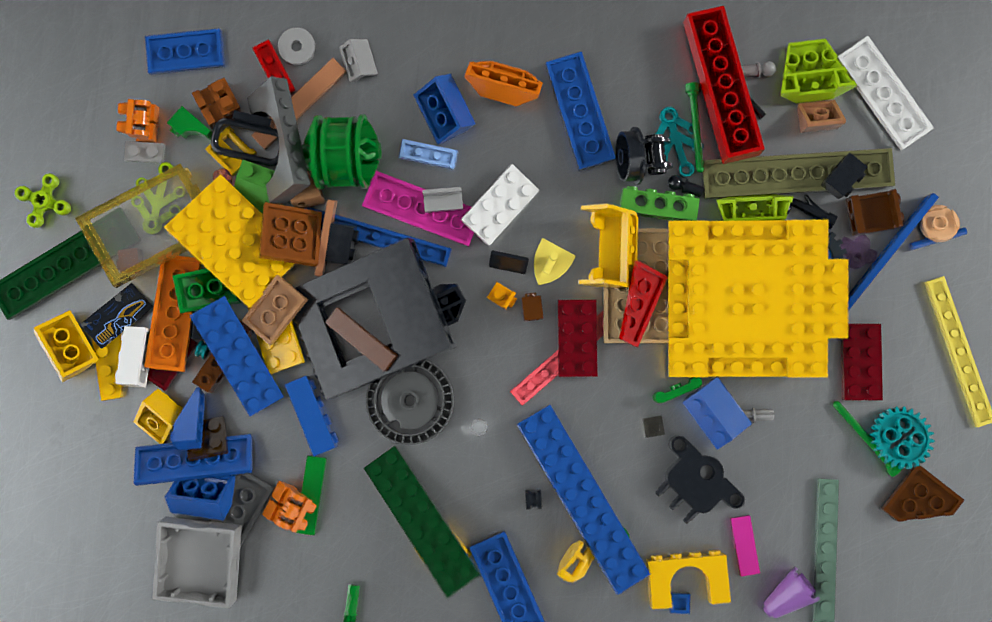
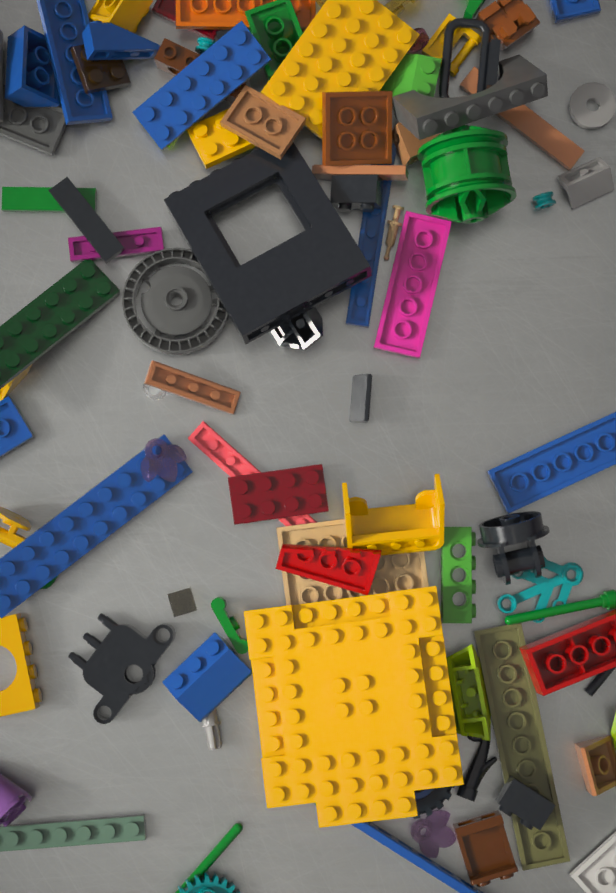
camera: 85 degrees right, 0 degrees up
(271, 63) = (565, 79): red plate -> none
(289, 509) = (29, 174): orange hips -> none
(311, 415) = (143, 186): blue brick -> none
(333, 465) = (86, 220): none -> black tile
(356, 444) = (134, 242): none -> magenta plate
(361, 339) = (240, 229): reddish brown tile -> none
(368, 95) = (544, 200): none -> teal bush
(375, 218) = (392, 231): none -> tan piece
(428, 154) = (481, 283): light blue tile -> none
(443, 199) = (426, 307): light grey panel -> none
(444, 108) = (540, 294): blue slope -> none
(482, 396) = (192, 387): none -> nougat tile
(500, 205) = (430, 378): white plate -> none
(502, 296) = (318, 396): light orange bracket -> none
(503, 82) = (583, 361): orange wedge -> none
(532, 307) = (308, 433): reddish brown brick -> none
(533, 499) = (75, 465): black wheel -> none
(542, 428) = (163, 463): none -> clear purple plate
(551, 262) = (368, 451): light yellow shield -> none
(675, 183) = (488, 592): black pin -> none
(745, 545) = (51, 732): dark pink tile -> none
(862, 363) = (294, 853): dark red plate -> none

